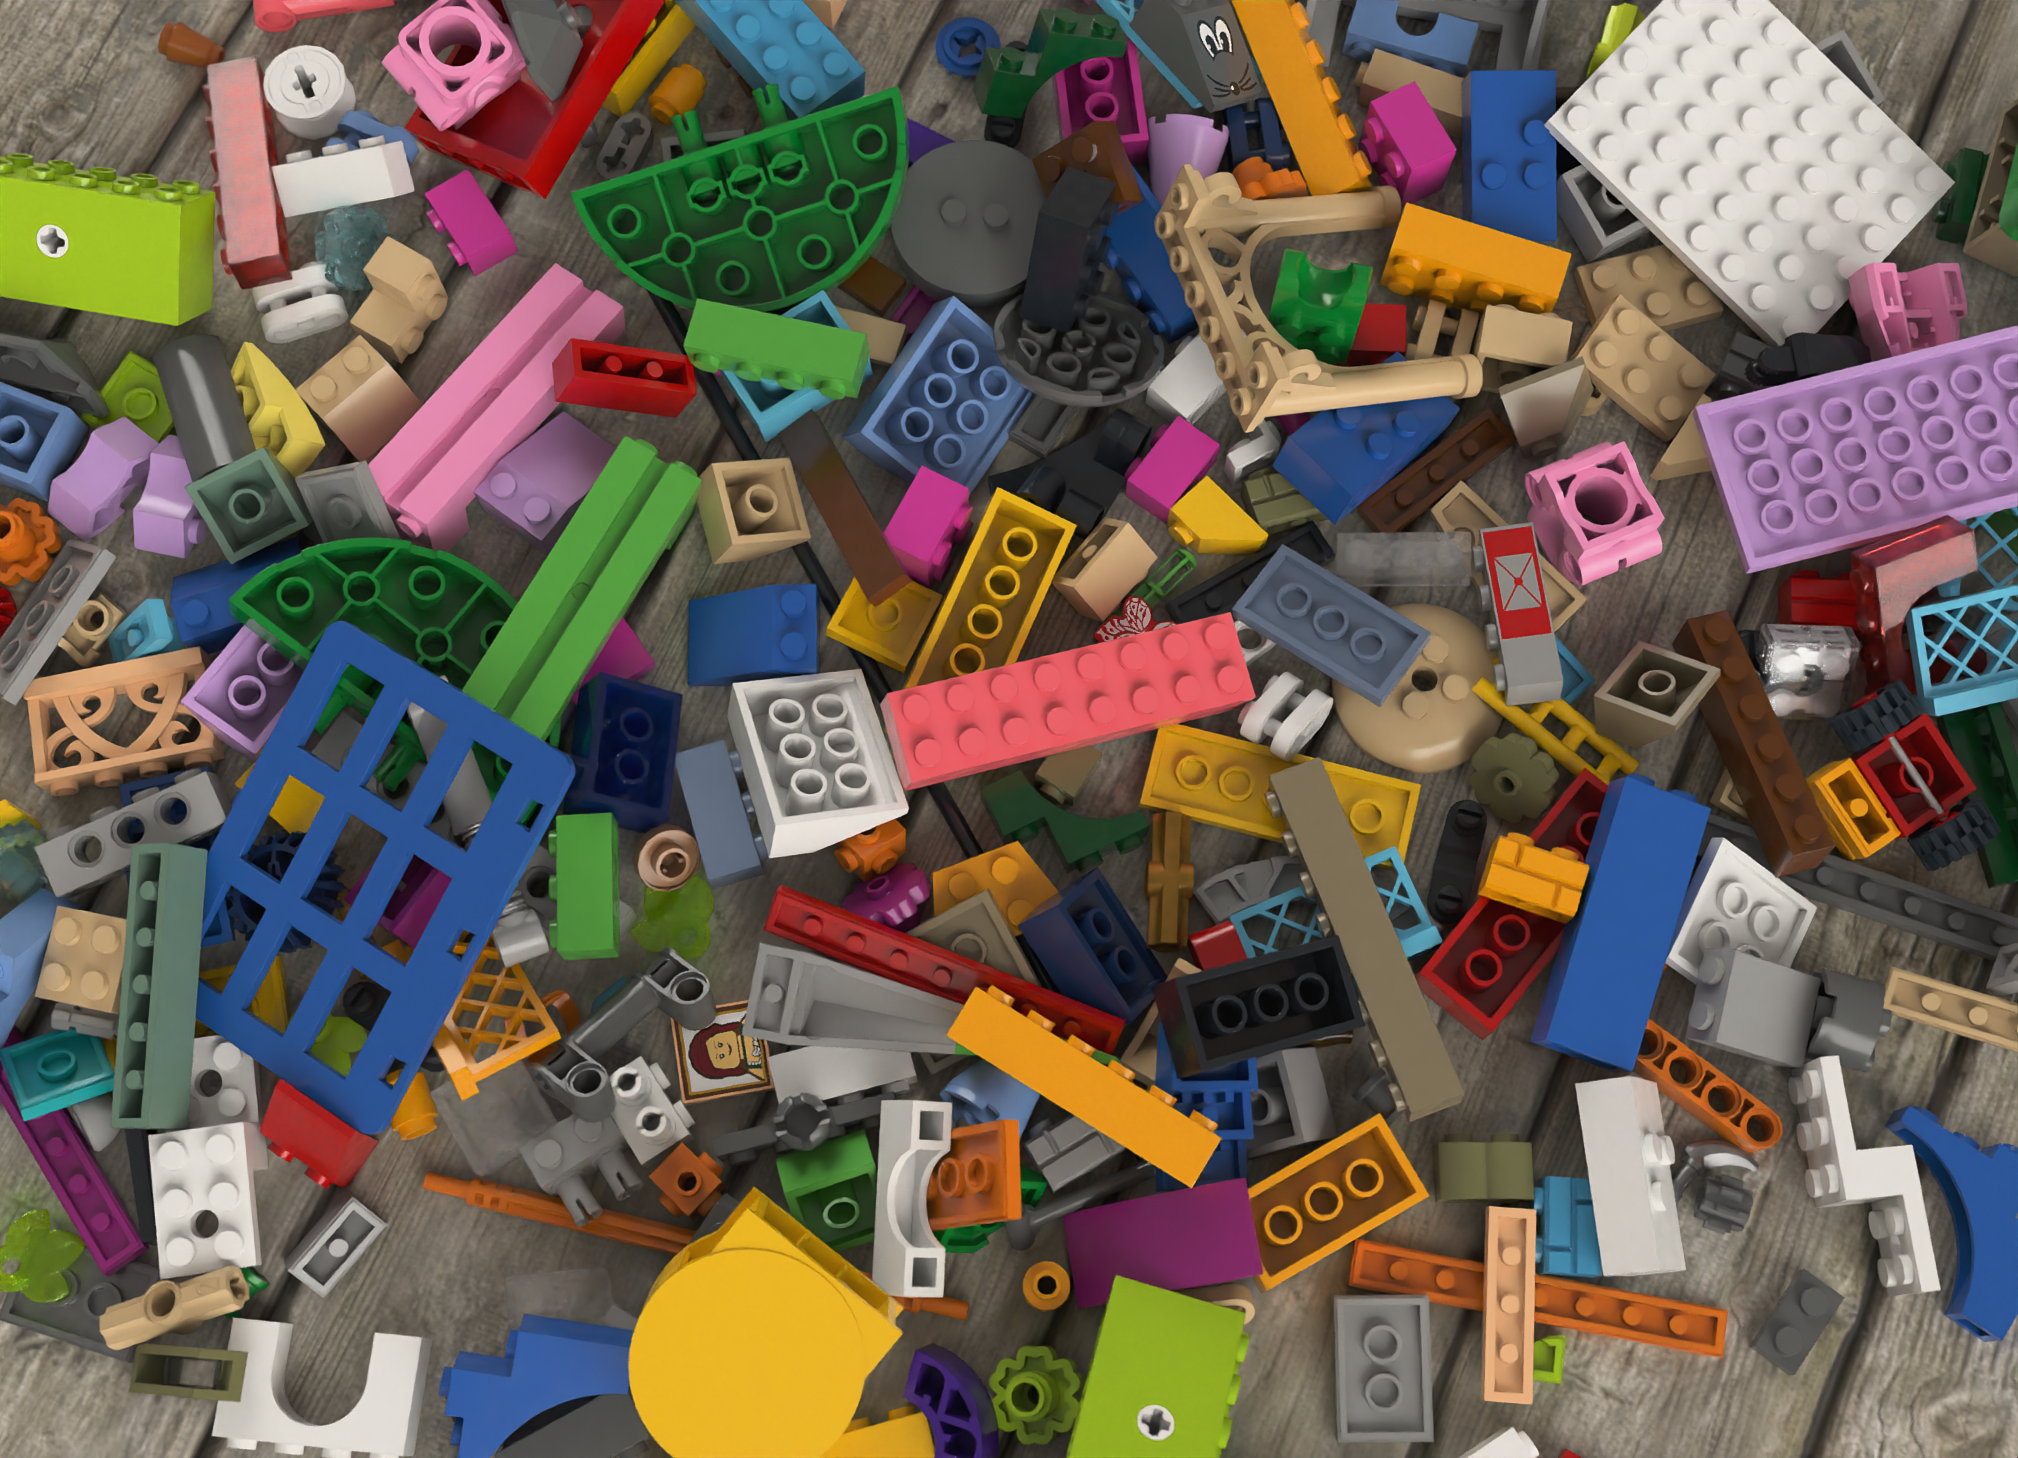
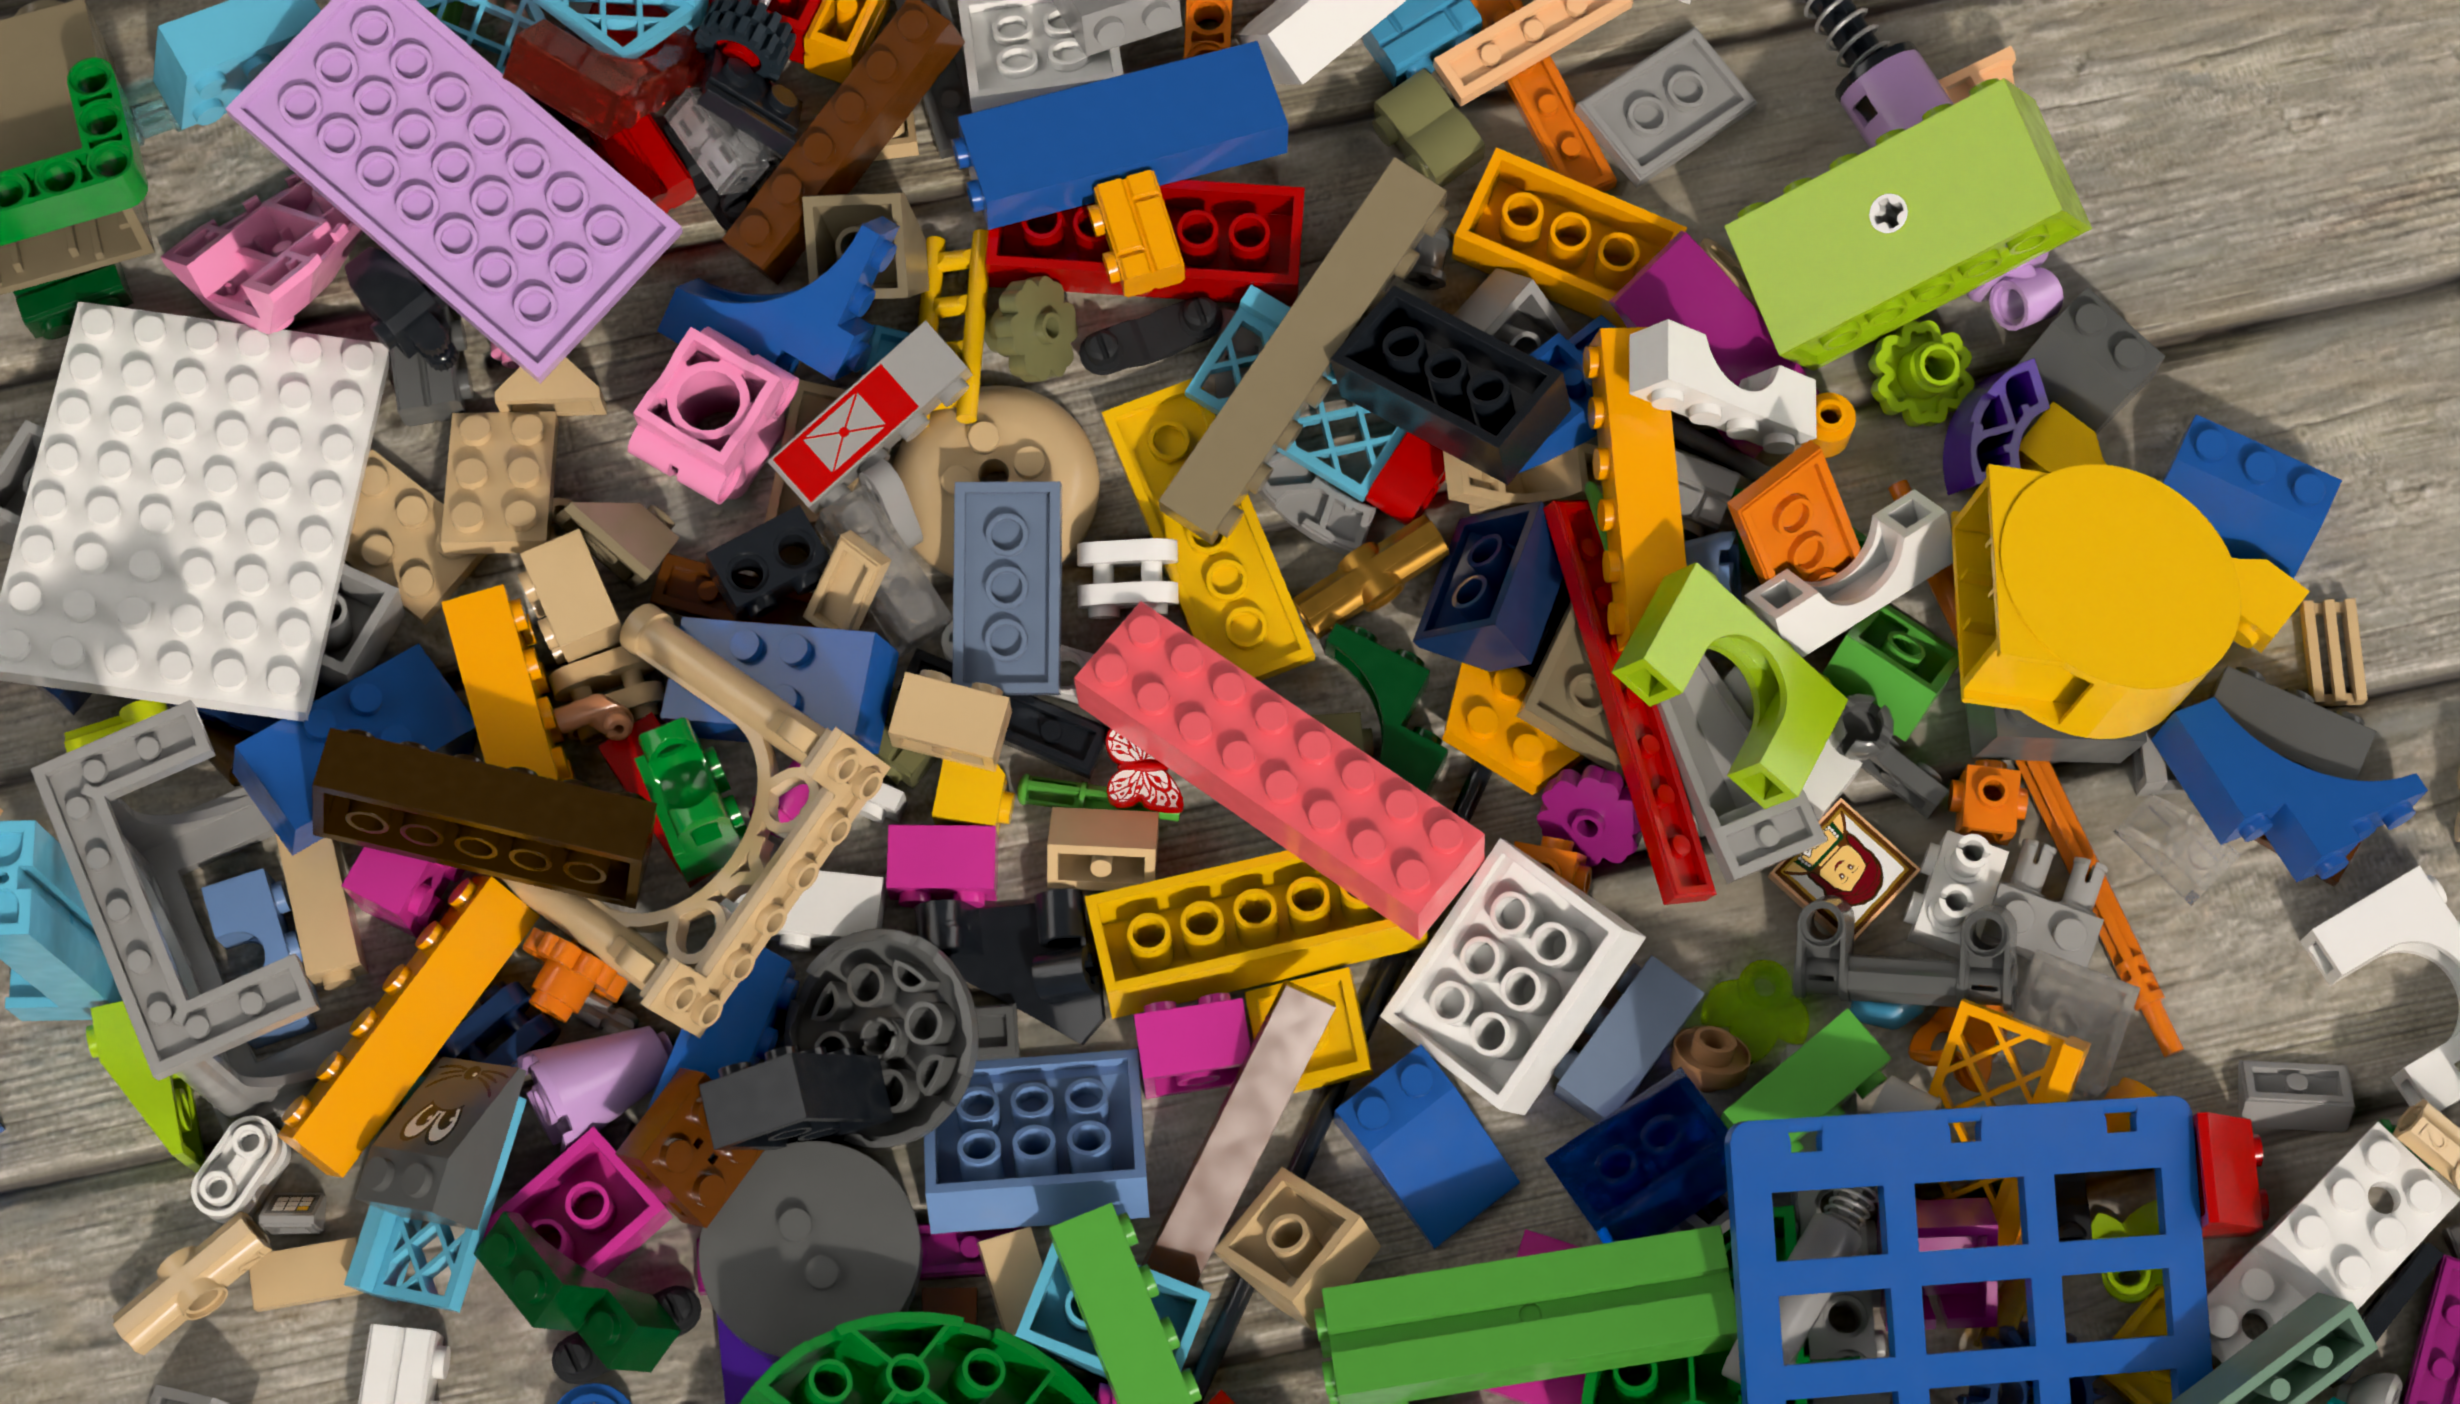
camera: 125 degrees left, 0 degrees up
(848, 1075) = (1790, 698): none -> lime arch
(1143, 1167) = (1679, 374): none -> white arch
(1260, 520) = (950, 719): none -> tan brick
(1401, 161) = (482, 817): none -> dark brown brick
(1403, 517) = (847, 584): none -> tan tile
(1428, 315) = (600, 713): none -> nougat arm
(1445, 589) = (894, 500): none -> light grey beam
(1467, 485) = (759, 553): none -> black brick
(1629, 610) = (805, 324): none -> blue arch
(1821, 687) = (750, 102): none -> black plate

